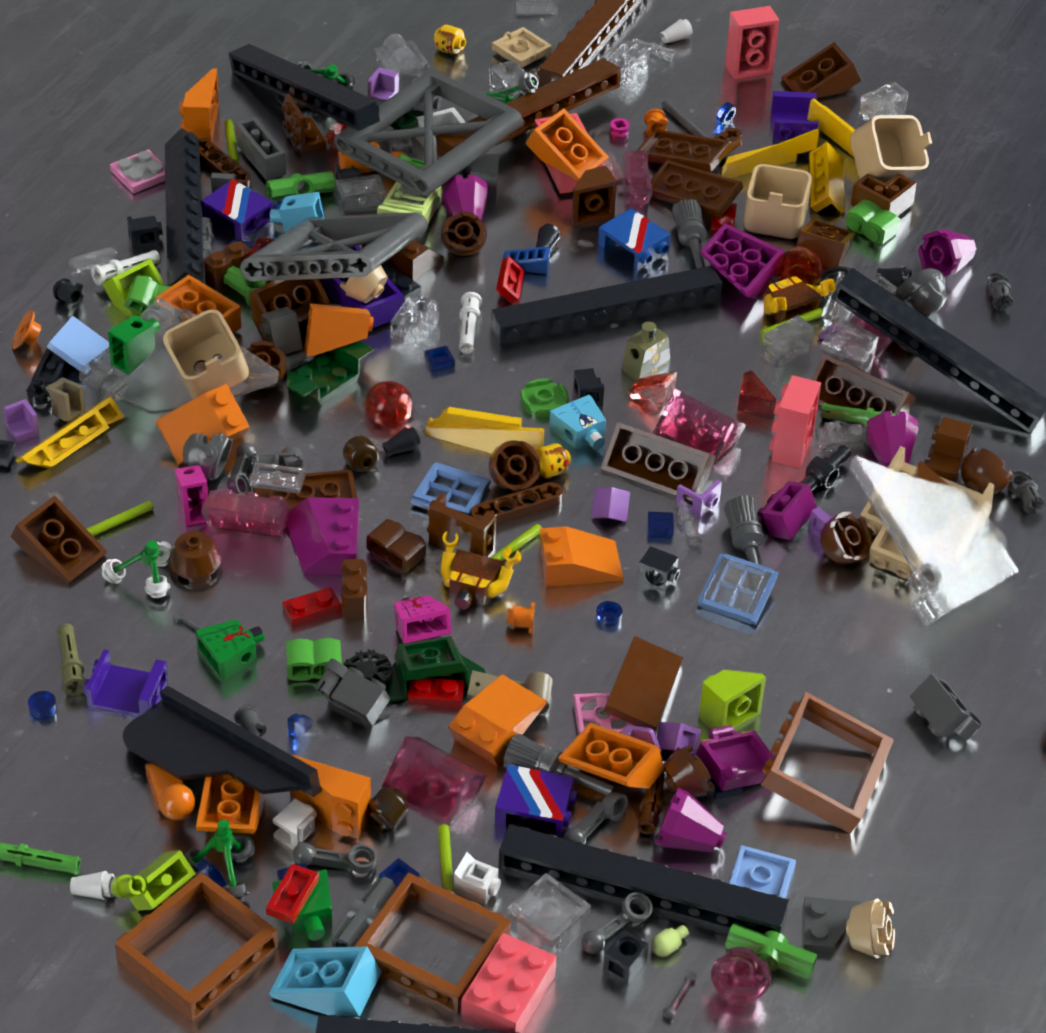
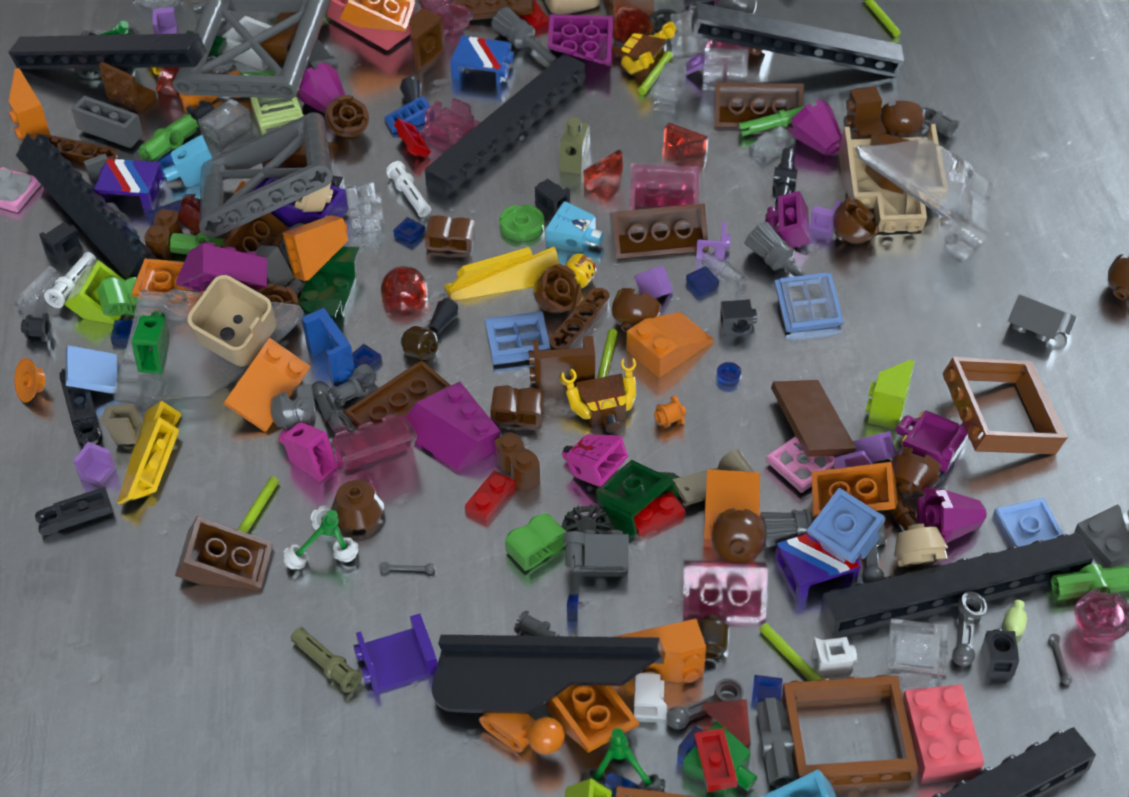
camera: 30 degrees left, 5 degrees up
(42, 704) = (334, 714): clear blue tile -> none
(228, 647) = (455, 570): green torso -> none
(231, 140) = (69, 127): lime bar -> none
(244, 317) = (208, 262): none -> magenta wedge
(277, 477) = (370, 398): clear plate -> none
(278, 425) = (324, 335): none -> blue window
(308, 444) = (366, 355): none -> clear blue tile
(343, 876) = (733, 716): none -> clear red slope
(468, 377) = (450, 234): none -> reddish brown brick
(472, 737) = (738, 536): none -> reddish brown cylinder
(549, 281) = (446, 125): none -> clear pink panel
(563, 512) = (632, 308): none -> reddish brown cylinder
(566, 776) = (846, 527): none -> medium blue panel
(631, 833) = (920, 546): none -> tan cone
(795, 421) = (743, 146): coral brick -> none

